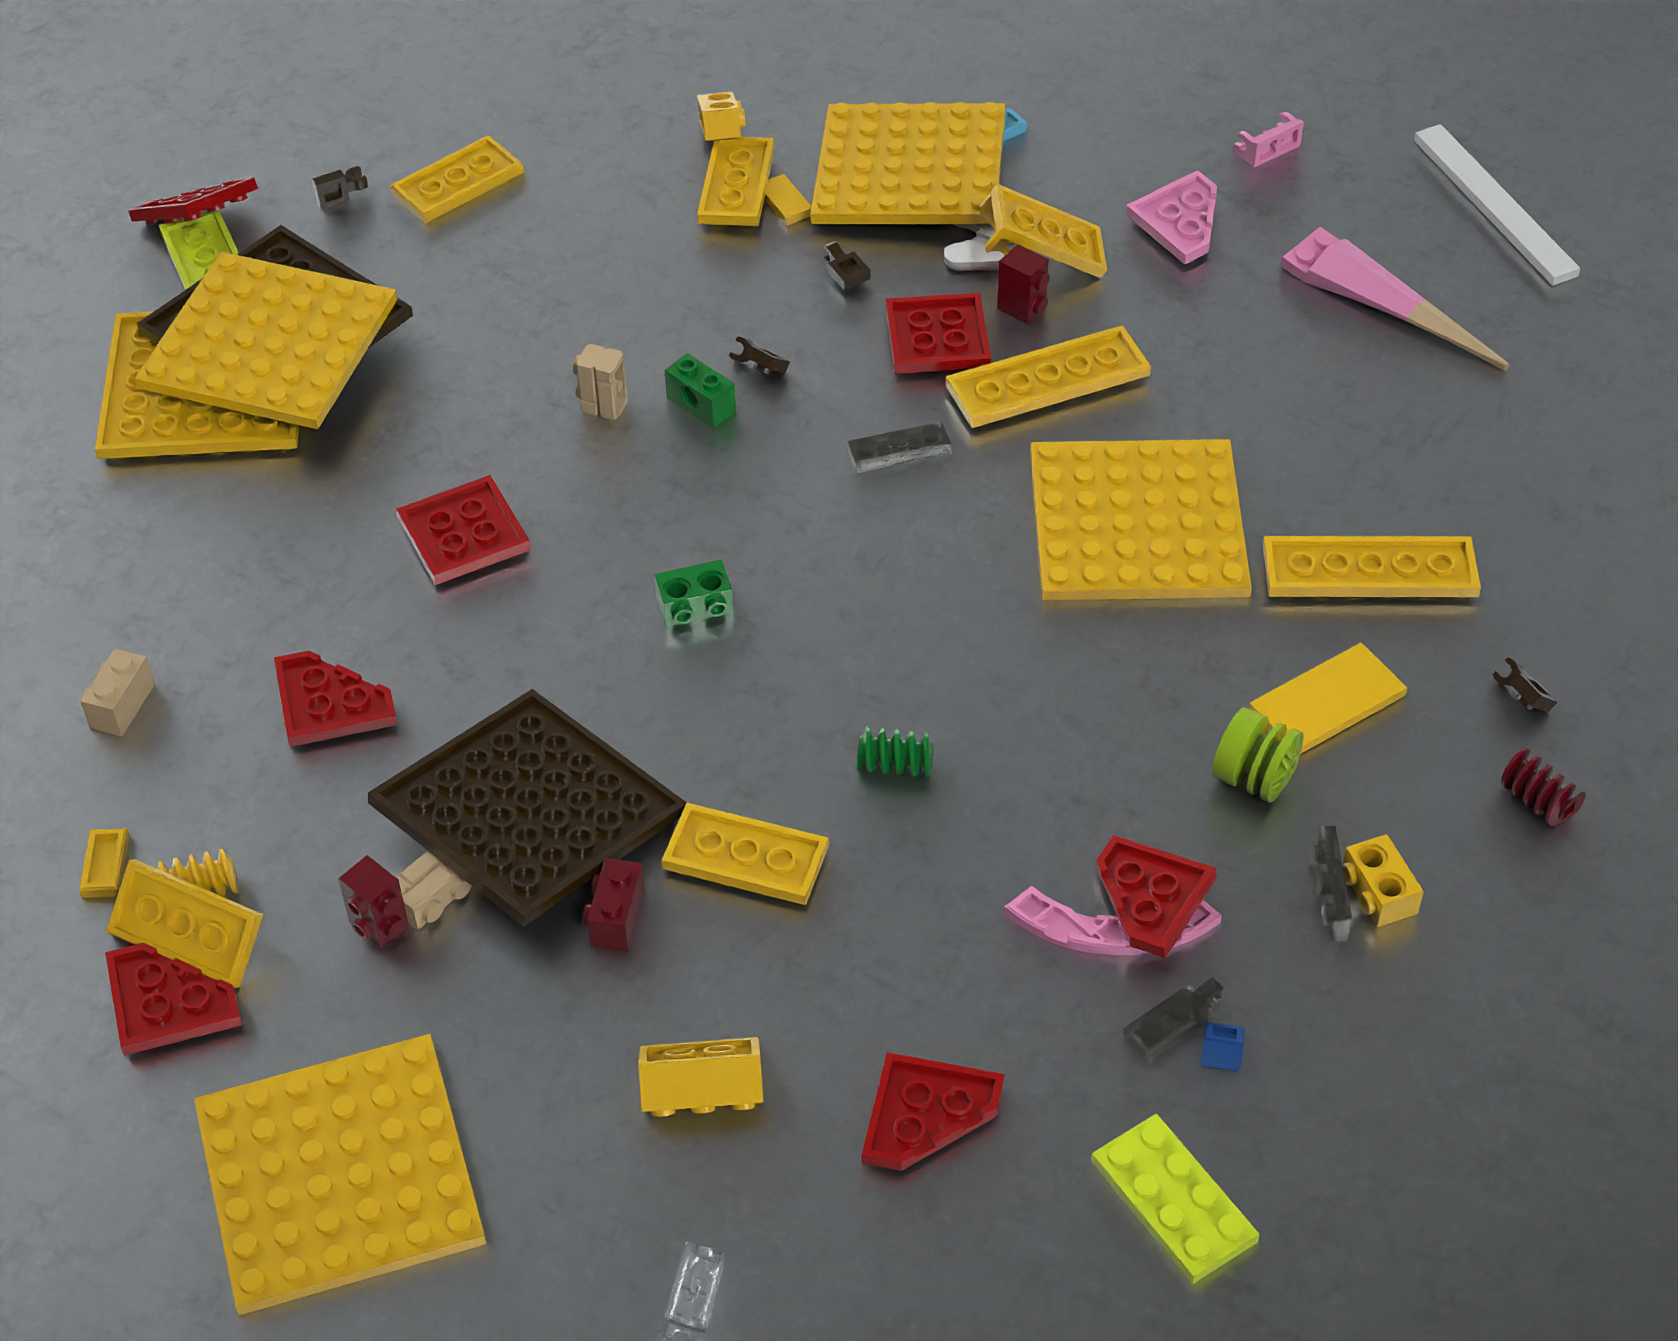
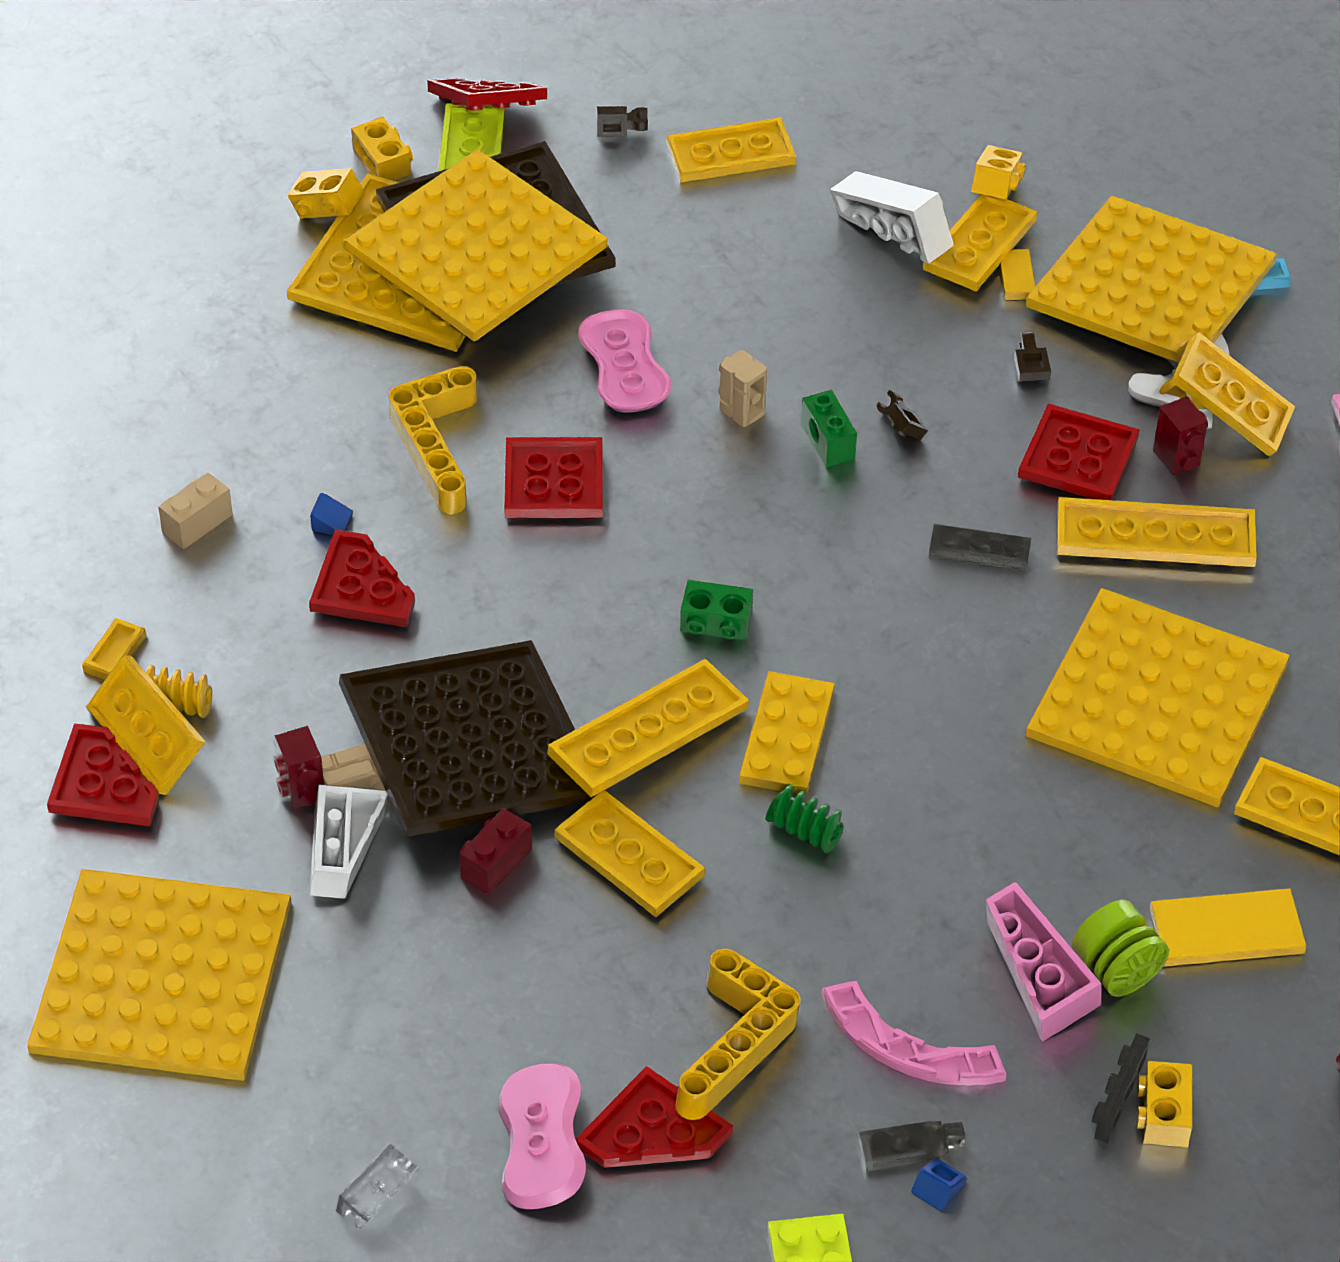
camera: 25 degrees right, 0 degrees up
(85, 345) = (325, 193): none -> yellow brick
(116, 287) = (382, 149): none -> yellow brick
(259, 647) = (329, 515): none -> blue slope
(290, 521) = (411, 413): none -> yellow beam
(452, 954) = (342, 836): none -> white wedge
(477, 406) = (627, 371): none -> bright pink plate
(649, 178) = (895, 212): none -> white wedge
(695, 728) = (647, 727): none -> yellow plate
(700, 1076) = (483, 1019): yellow slope -> none
(825, 682) = (787, 732): none -> yellow plate
(838, 1188) = (543, 1156): none -> bright pink plate
(973, 946) = (768, 1018): none -> yellow beam
(1152, 892) = (954, 1028): red plate -> none
(1191, 797) = (1042, 964): none -> bright pink wedge

